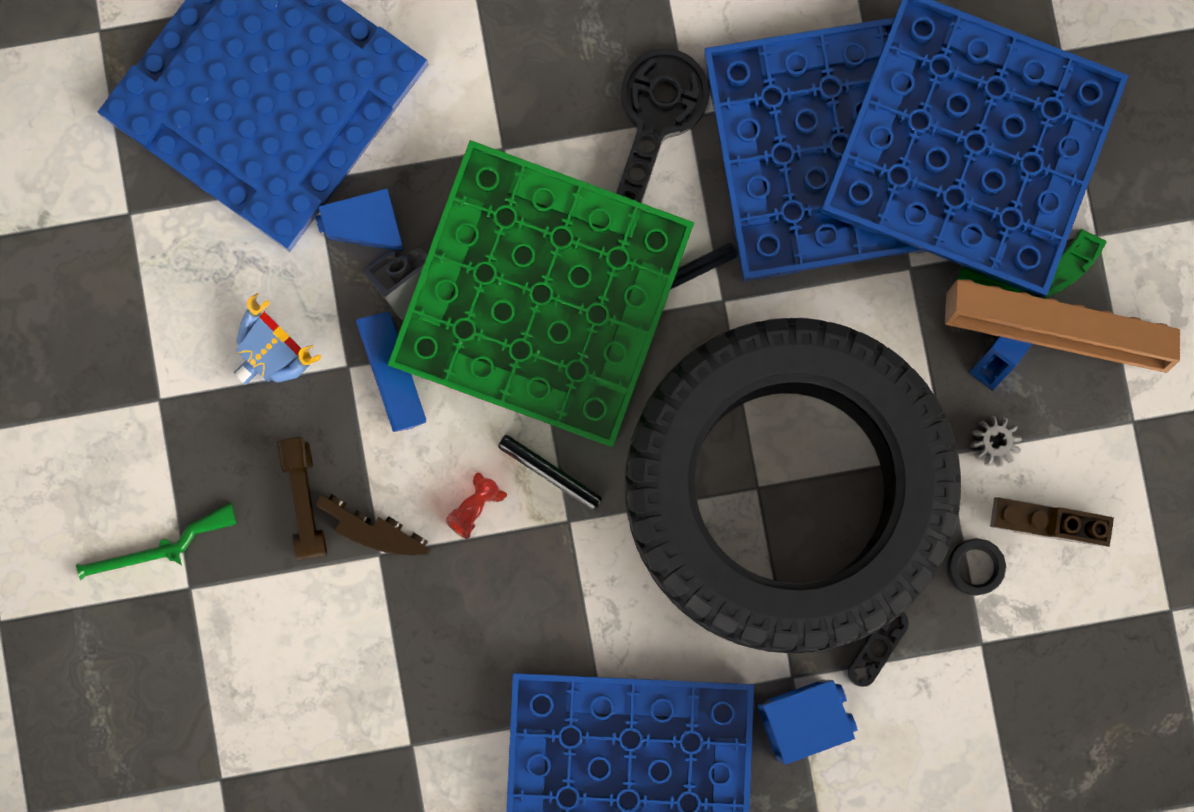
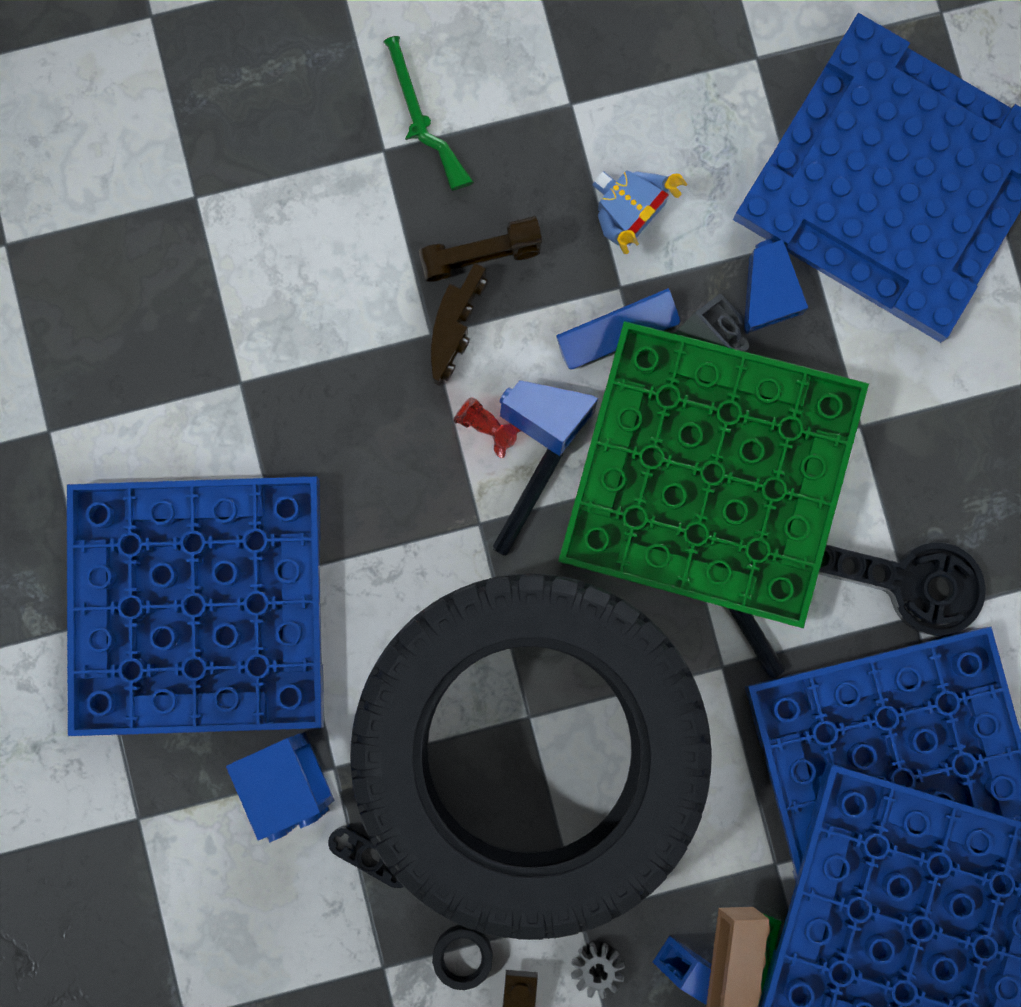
camera: 85 degrees right, 0 degrees up
(468, 447) = (547, 413): none -> slope

